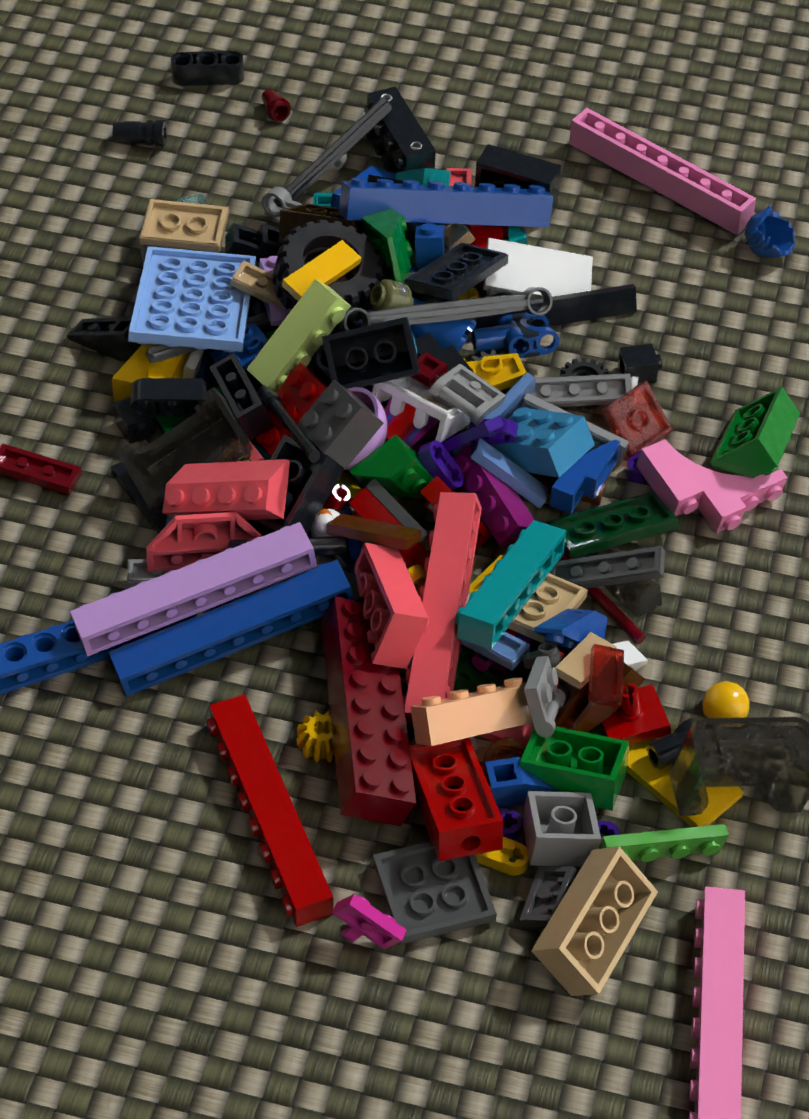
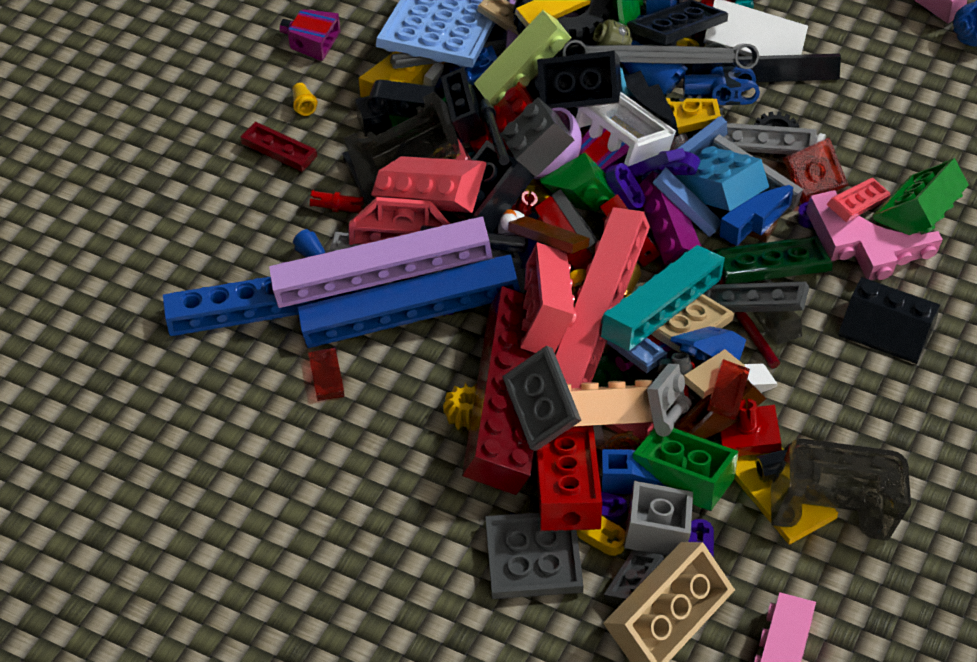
camera: 15 degrees right, 0 degrees up
(40, 330) = (312, 32): none -> magenta torso
(51, 412) = (303, 100): none -> yellow cone
(100, 579) = (308, 244): none -> blue cone
(105, 336) = (363, 44): black slope -> none
(118, 524) = (336, 201): none -> red pin
(155, 723) = (326, 374): none -> clear red tile
(270, 811) = (406, 465): red brick -> none
(367, 921) = (464, 573): dark pink plate -> none
(413, 716) = (541, 398): none -> dark grey tile
(430, 369) = (631, 102): dark red tile -> none
(470, 387) = (663, 121): light grey plate -> none
(640, 362) = (831, 122): black brick -> none
(669, 843) = (755, 548): bright green plate -> none
(691, 445) = (858, 199): none -> coral tile
(725, 701) = (840, 428): yellow hair -> none
(750, 573) = (889, 320): none -> black slope

